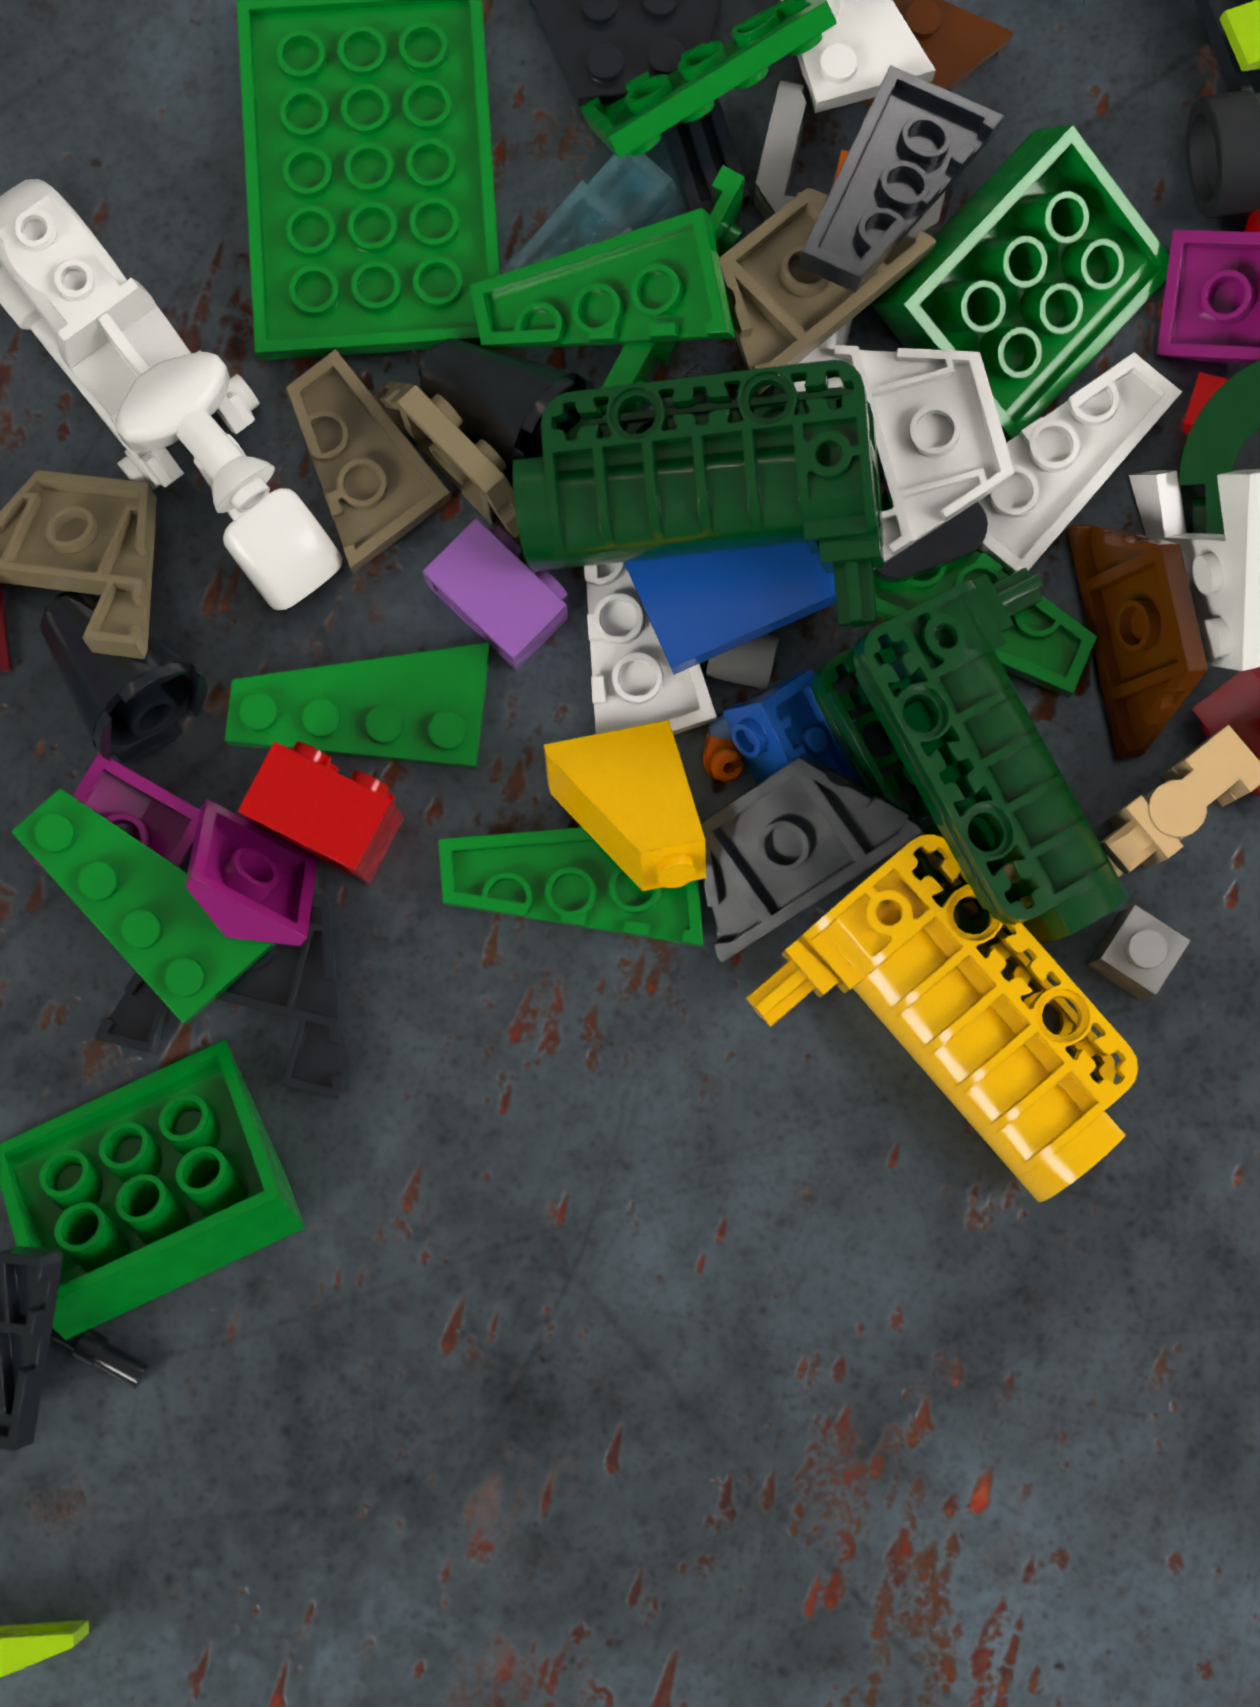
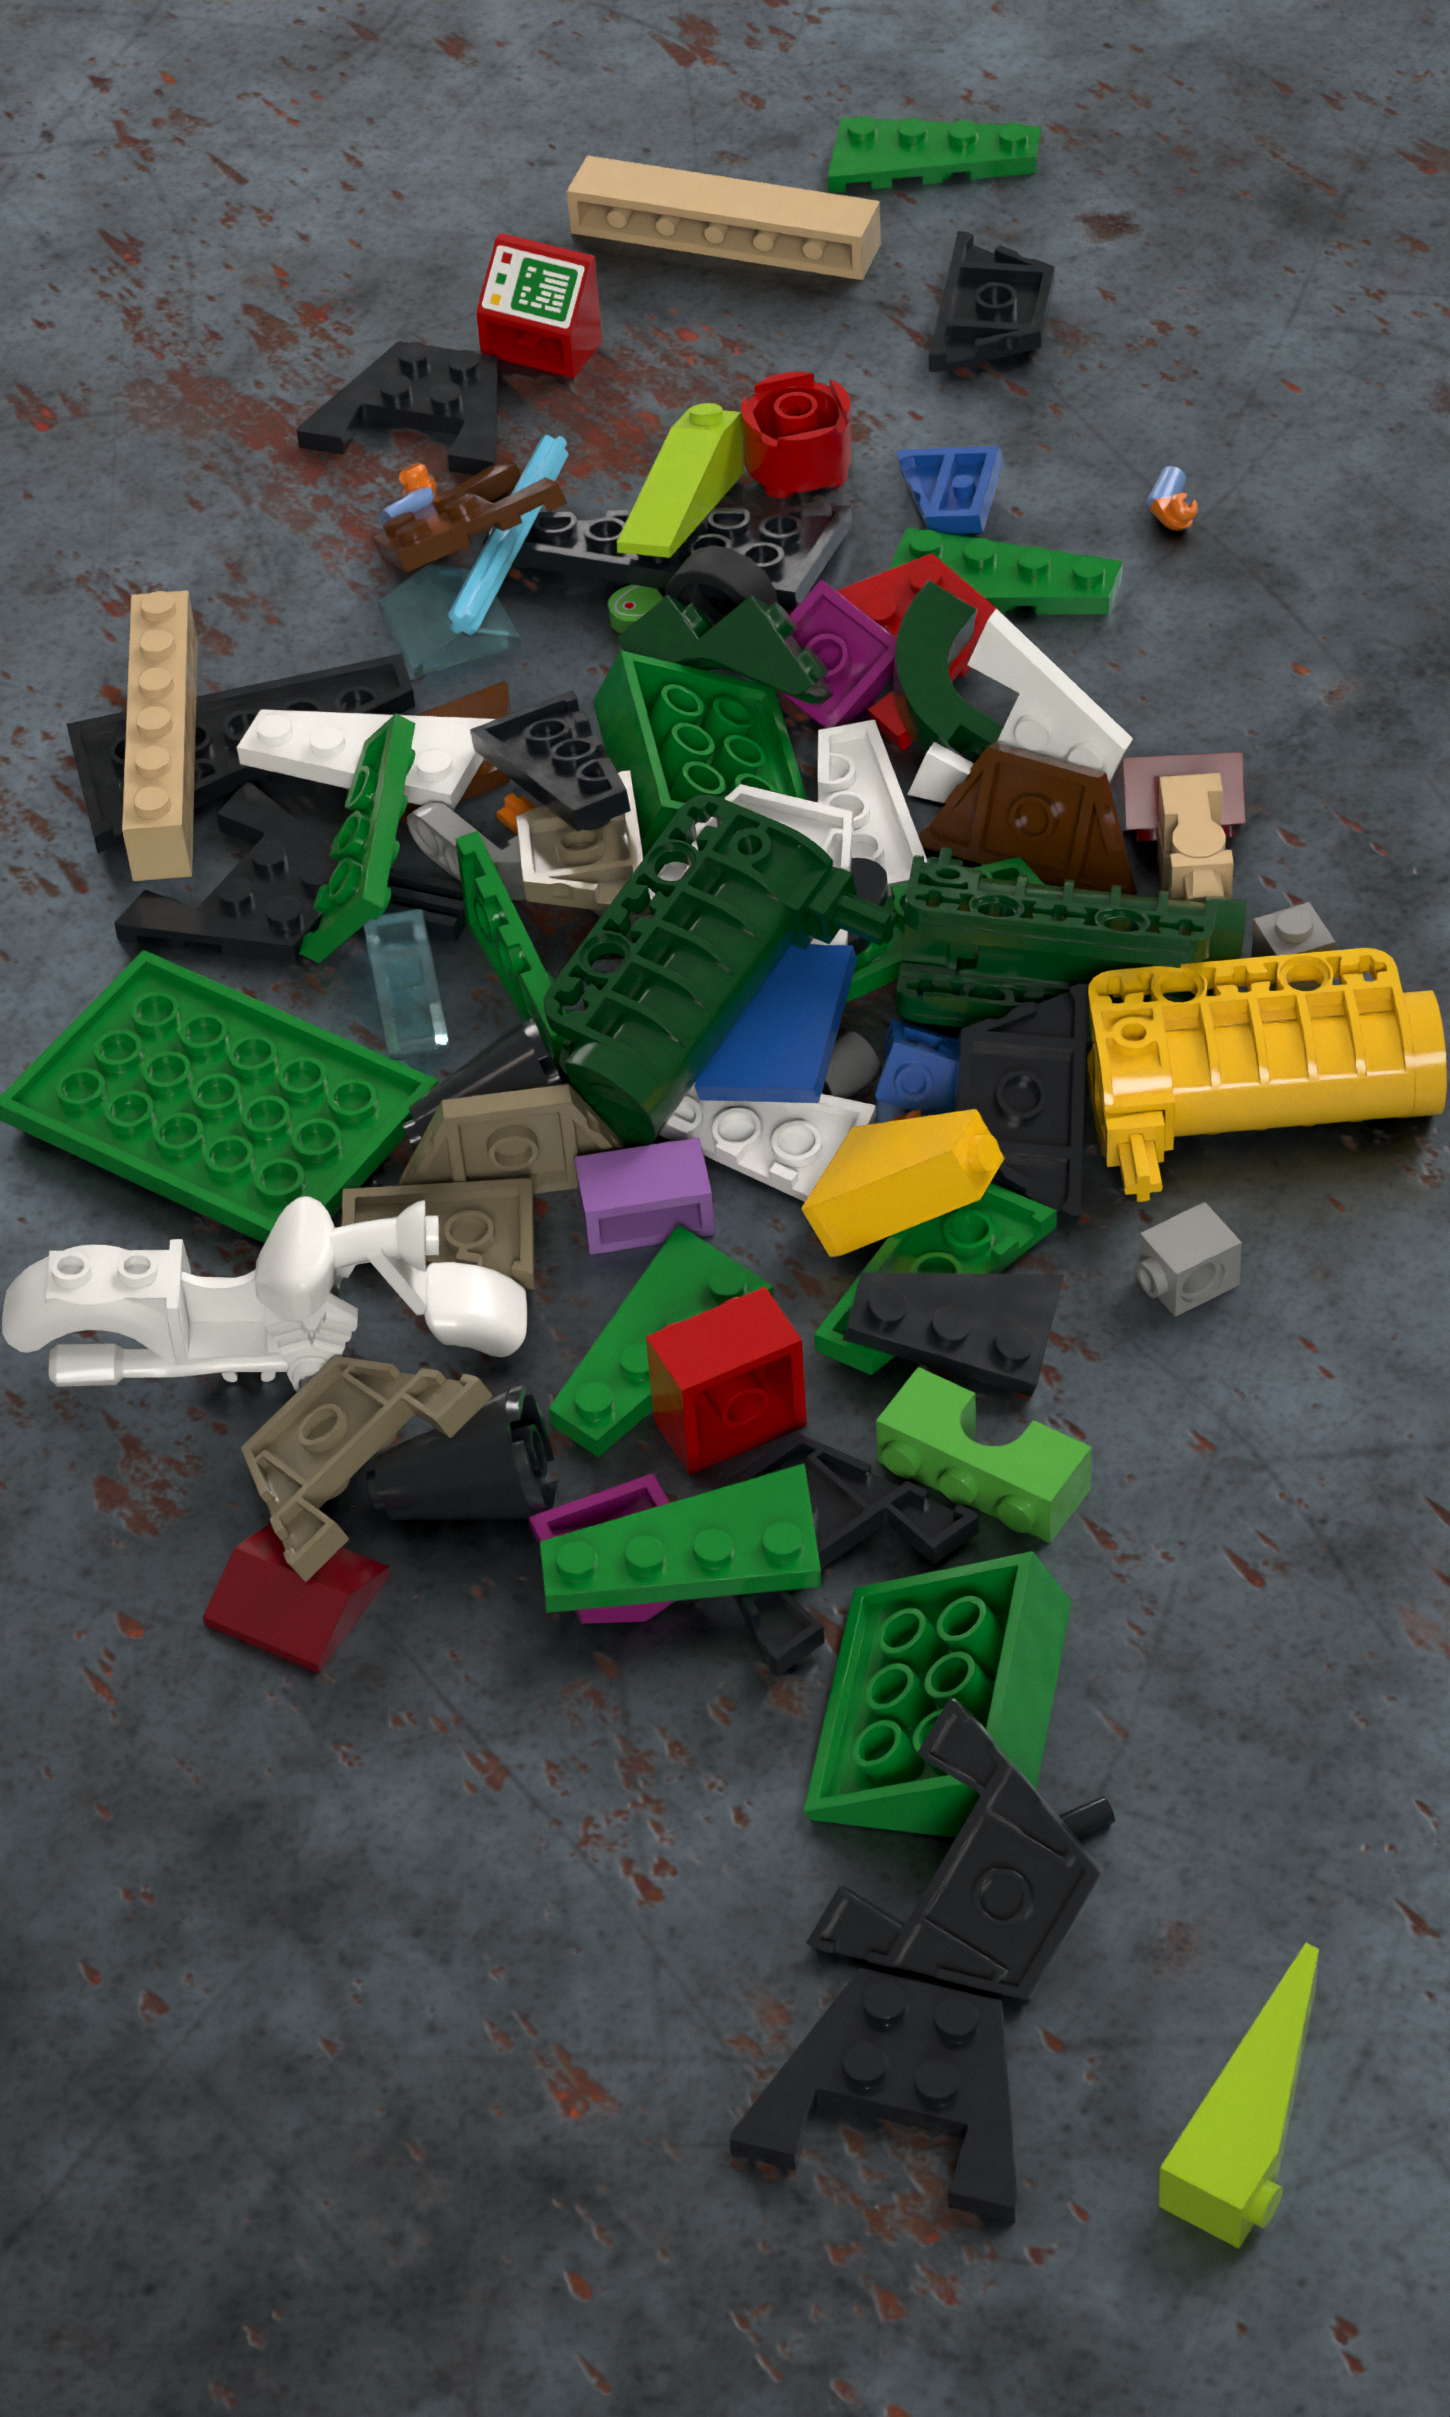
camera: 50 degrees left, 35 degrees down
(250, 879) = (734, 1449): magenta slope -> none
(395, 1002) = (1024, 1484): none -> bright green arch
(524, 951) = (959, 1323): none -> black wing
(621, 290) = (486, 956): green wing -> none
(725, 1086) = (1189, 1259): none -> light grey brick
(1174, 229) = (748, 641): none -> dark green arch
(1188, 74) = (630, 605): none -> bright green tile

